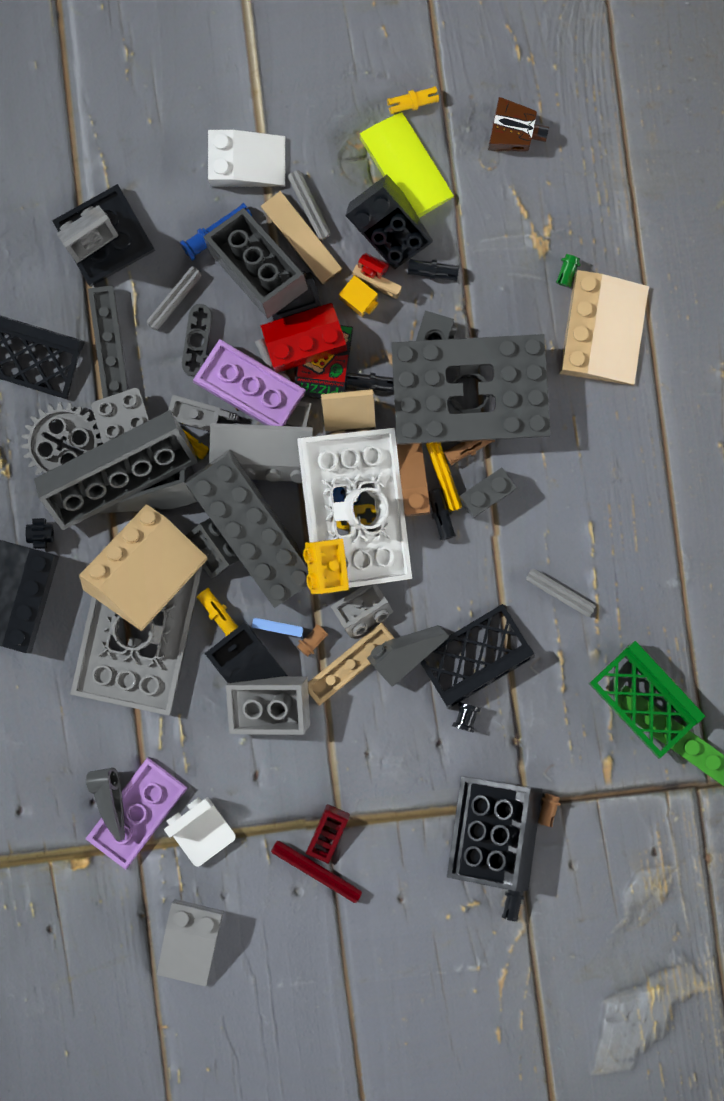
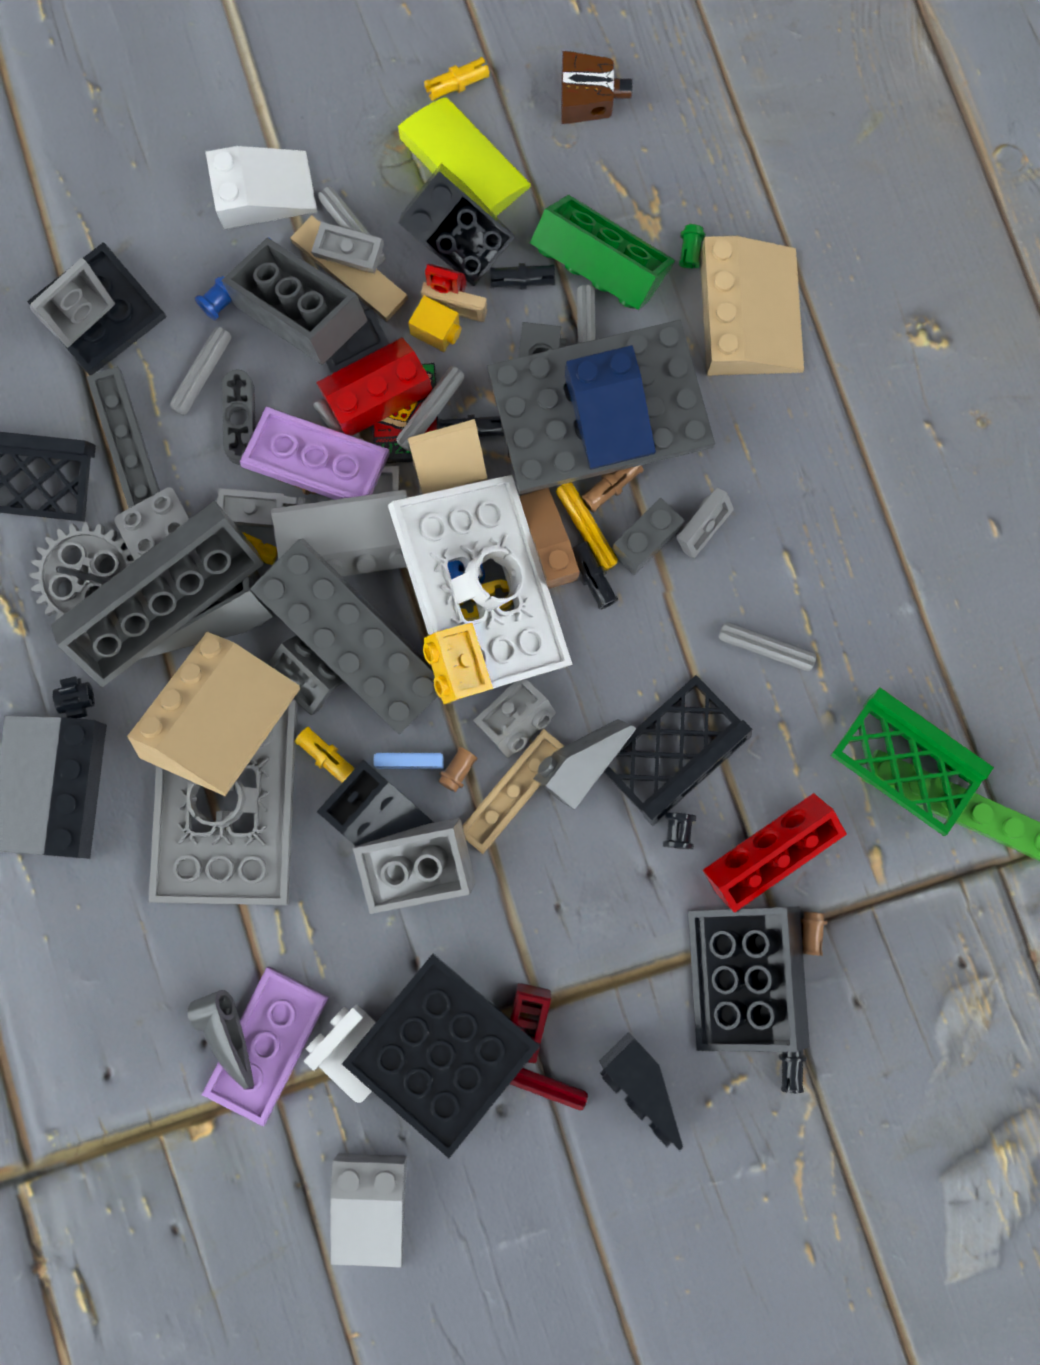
camera: 15 degrees left, 5 degrees down
(262, 844) = (441, 1055): none -> black plate
(303, 225) = (347, 247): none -> light grey plate
(335, 370) = (431, 406): none -> light grey axle
(400, 886) = (640, 1077): none -> black slope
(475, 312) = (586, 313): none -> light grey axle
(476, 395) = (610, 407): none -> dark blue slope
(498, 262) = (601, 252): none -> green slope
(532, 746) = (774, 852): none -> red brick
(533, 490) = (705, 523): none -> light grey plate

